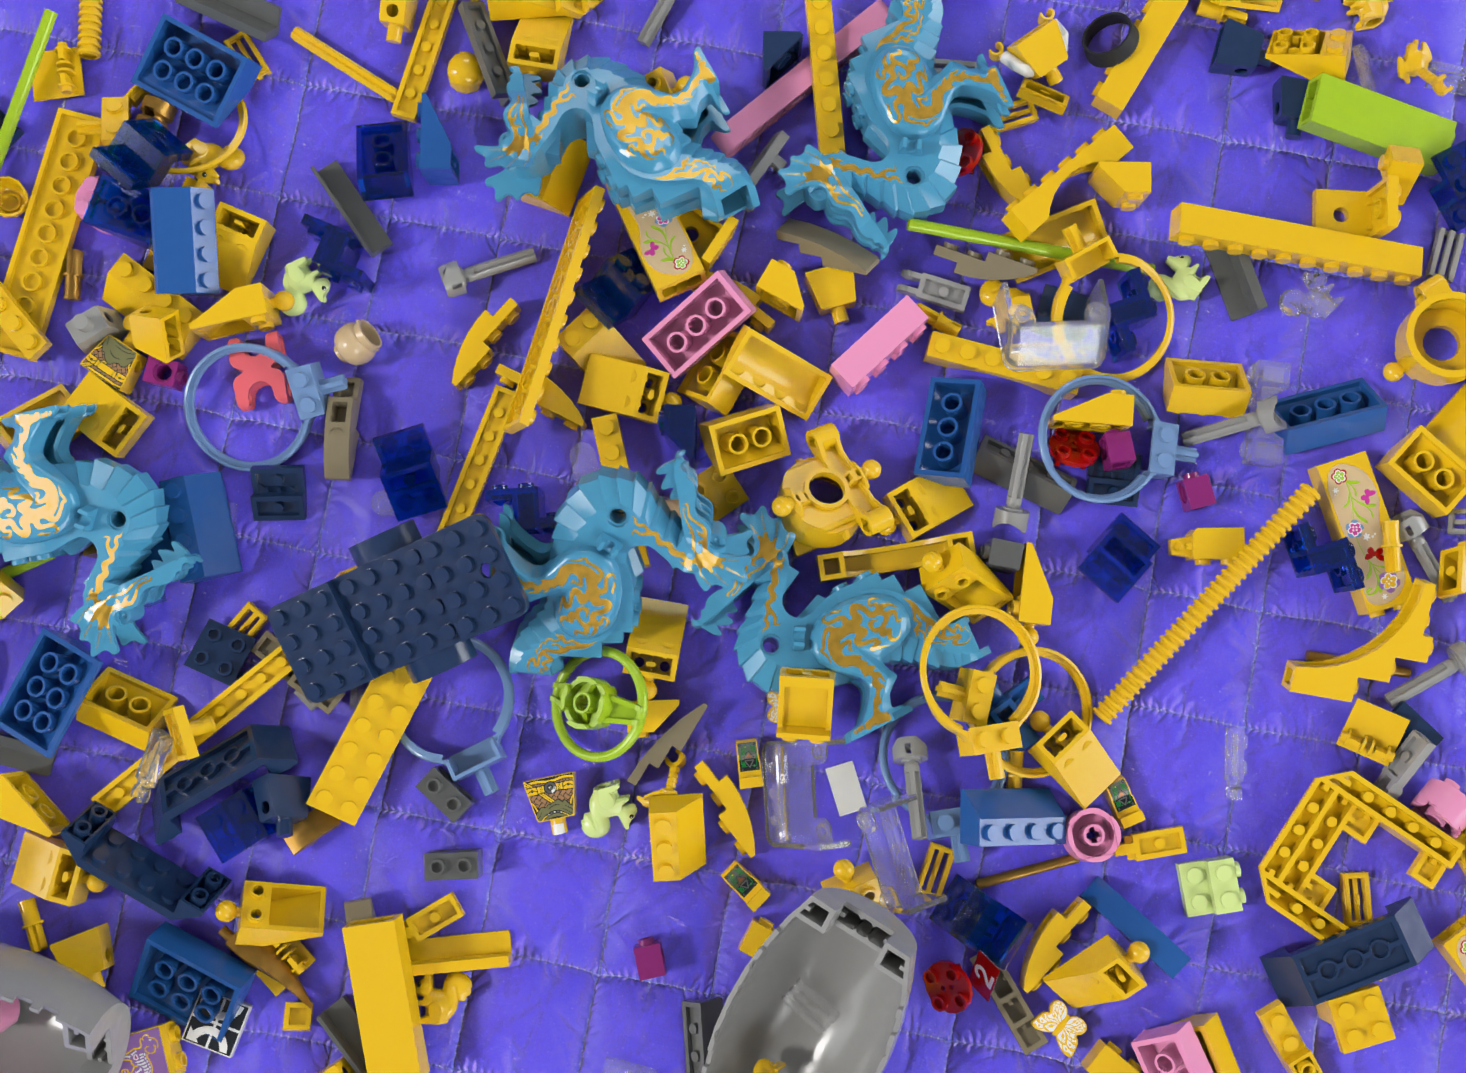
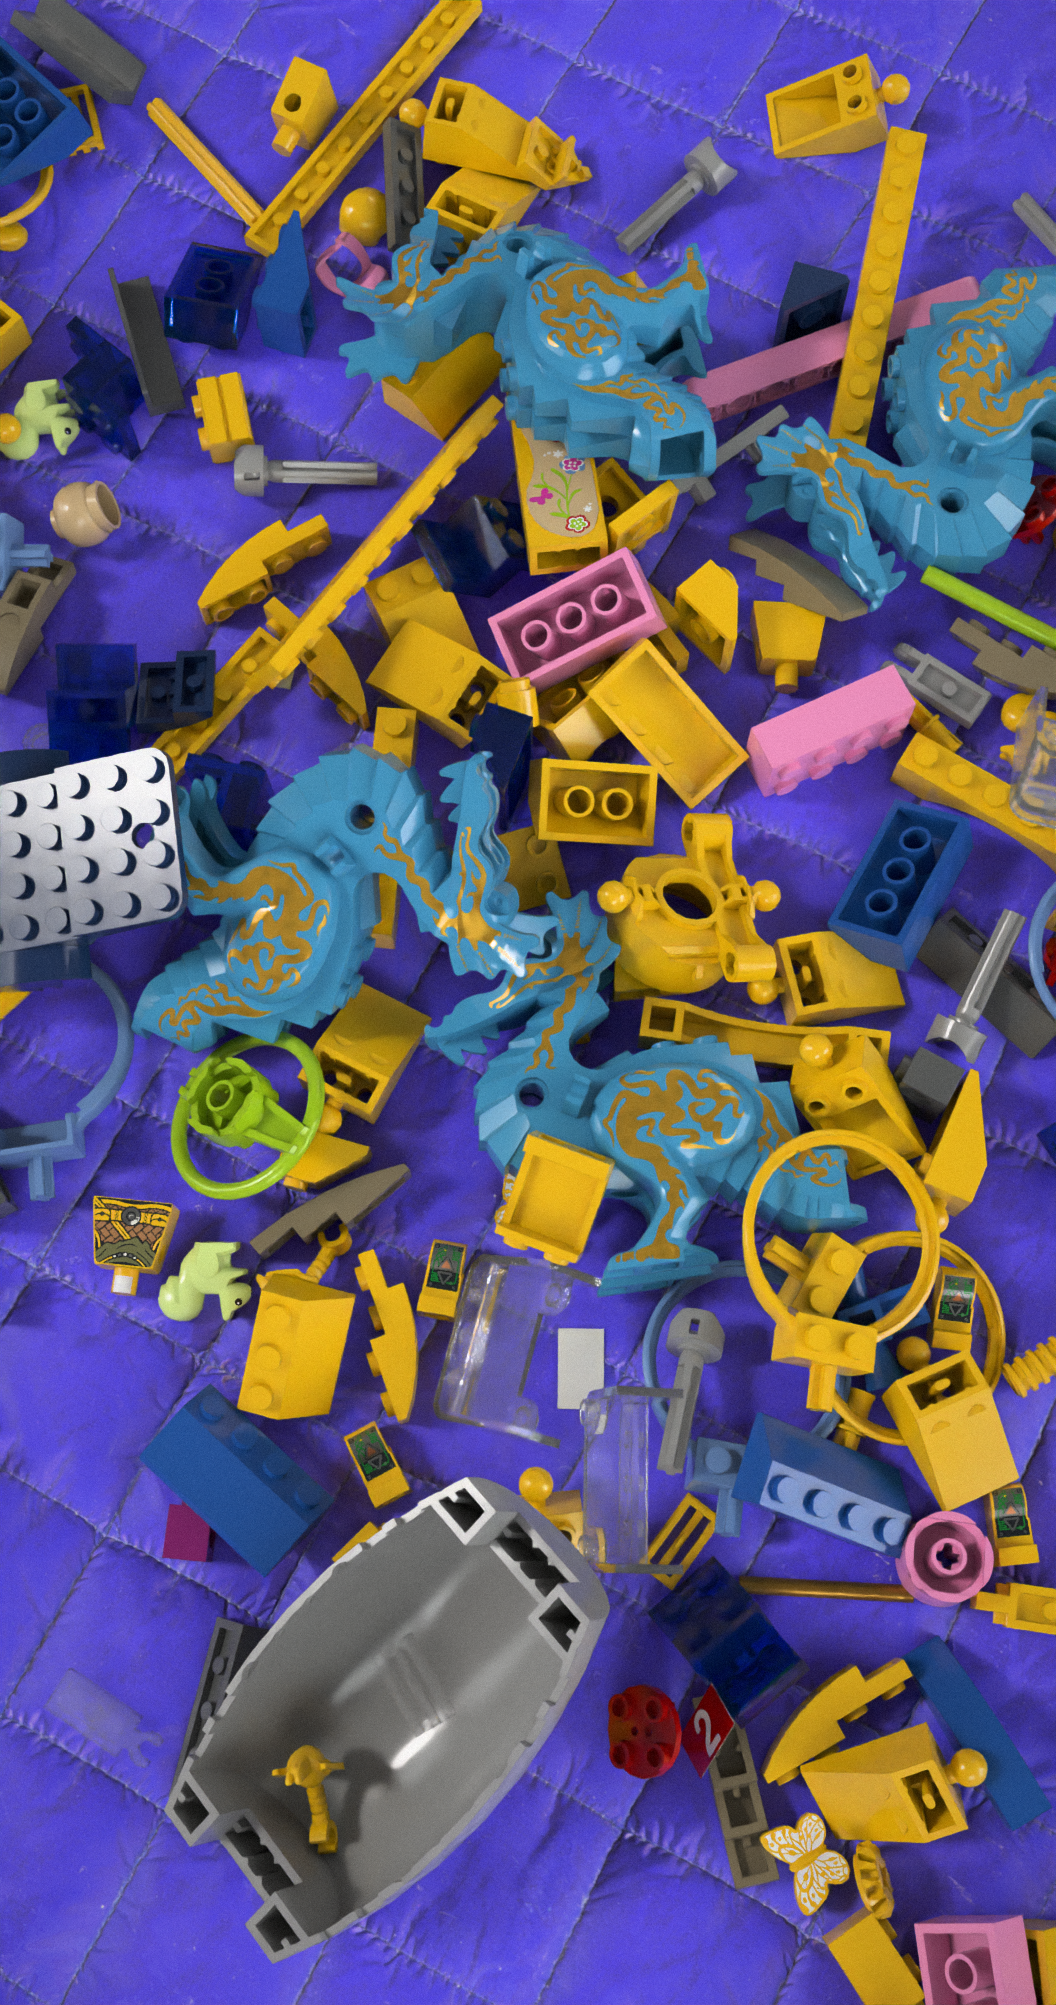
camera: 20 degrees right, 10 degrees down
(422, 245) = (224, 415): none -> yellow brick
(458, 444) = (176, 691): none -> dark blue slope
(485, 121) = (370, 274): none -> bright pink piece
(668, 922) = (237, 1480): none -> blue slope
(679, 389) = (519, 696): none -> yellow brick
(1055, 687) = (952, 1309): none -> leg
(1101, 1026) = (873, 1880): none -> yellow gear

